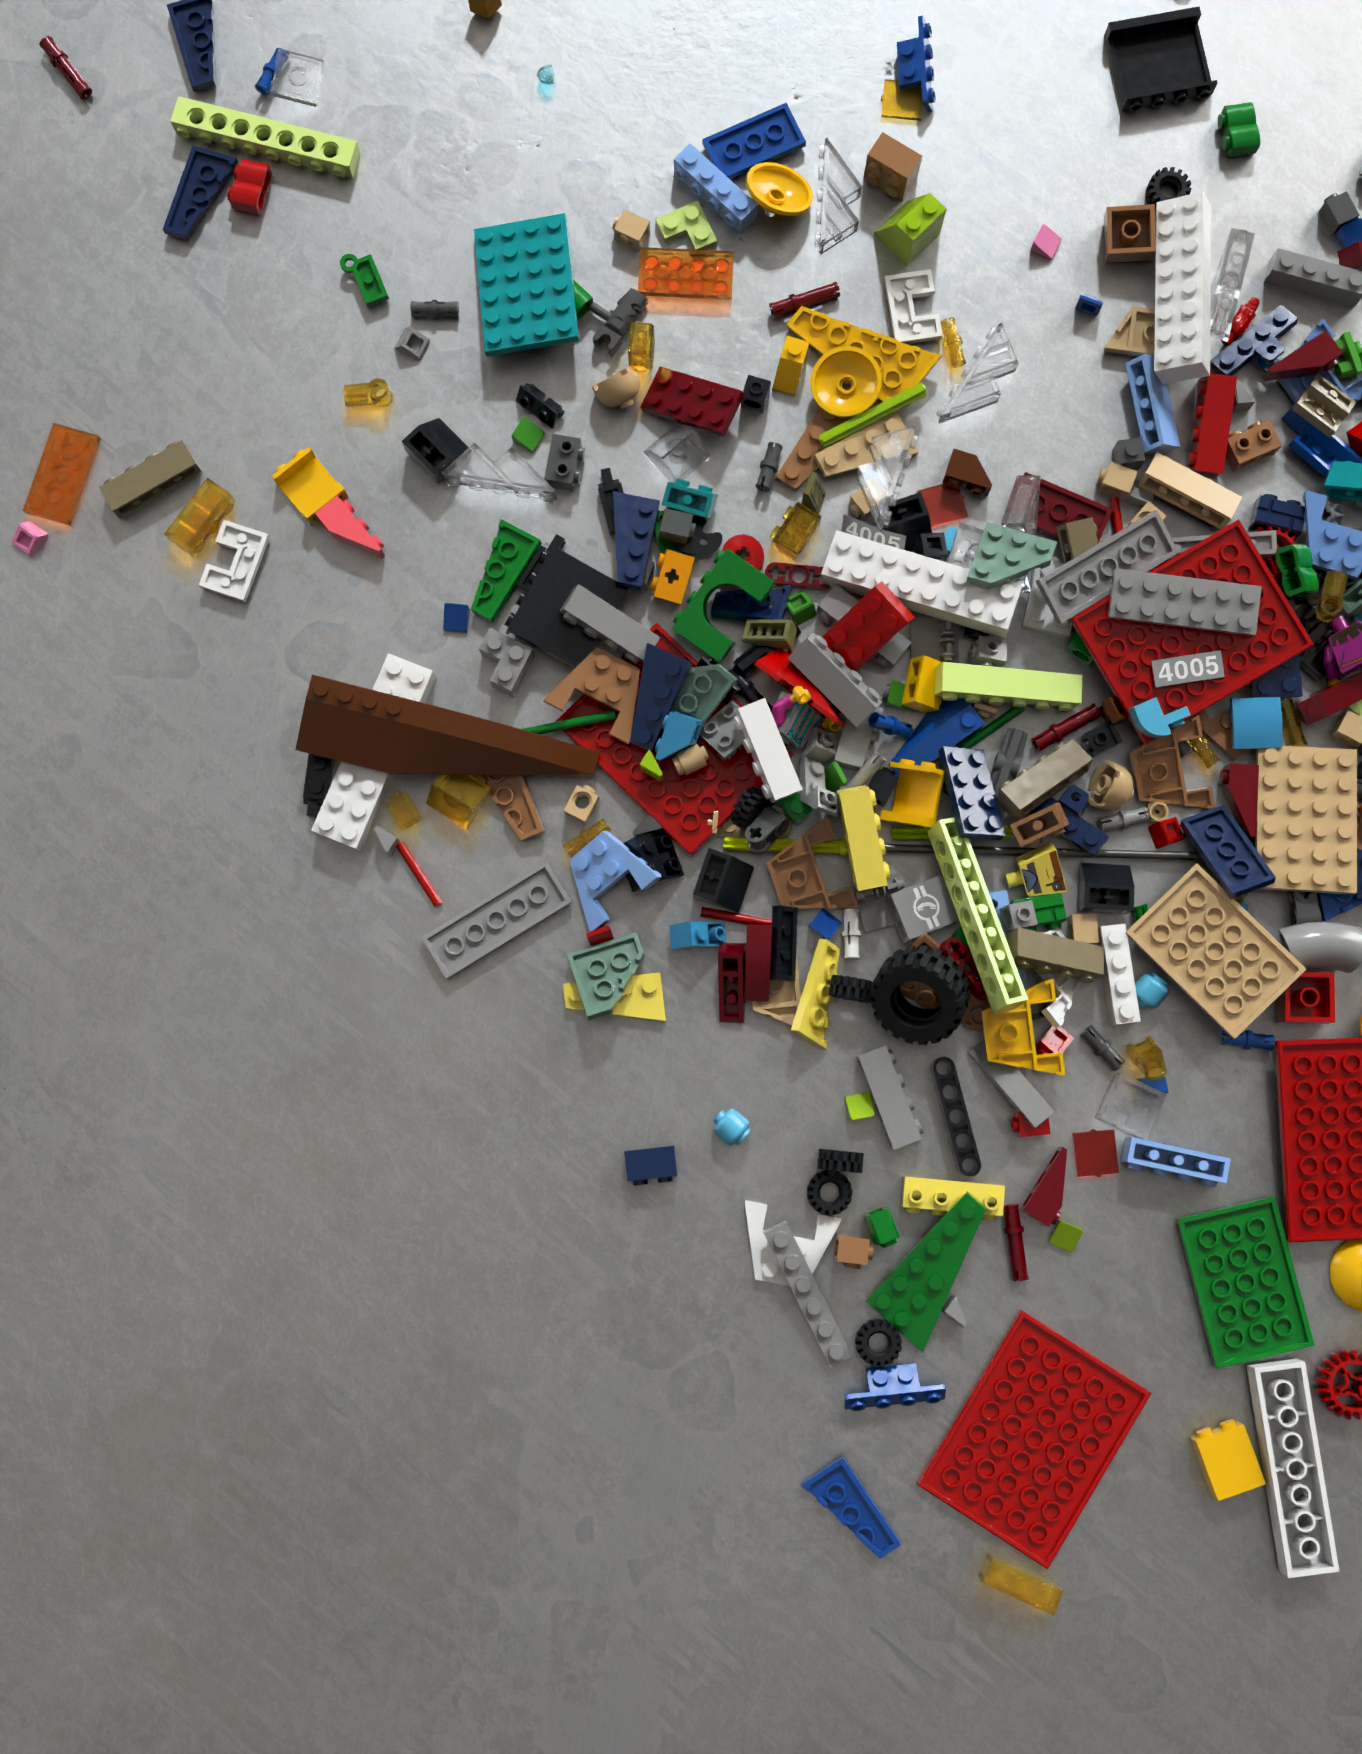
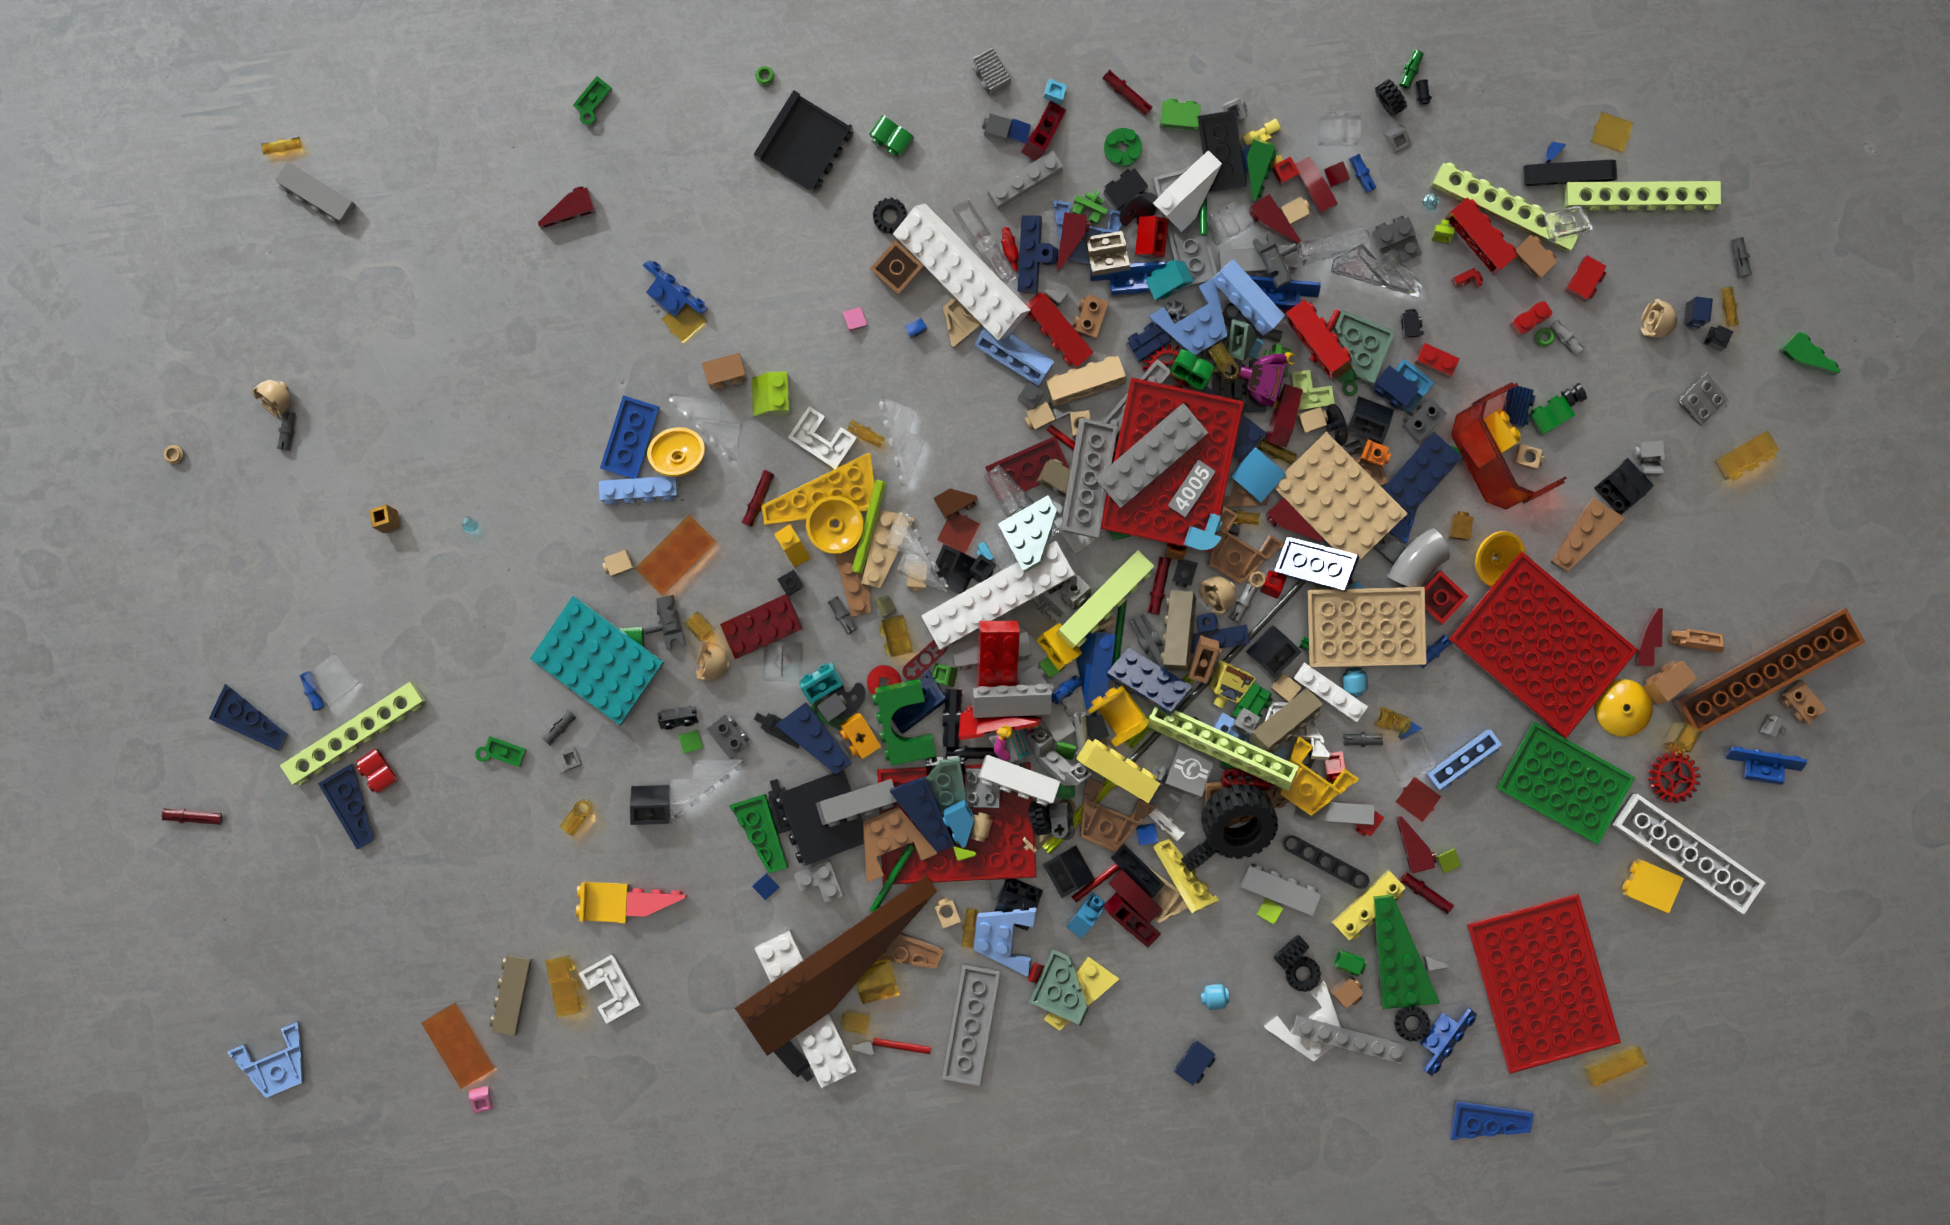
camera: 50 degrees left, 5 degrees up
(689, 221) = (645, 520): yellowish green plate -> none
(784, 636) = (956, 703): olive slope -> none
(867, 531) = (940, 597): light grey sticker -> none

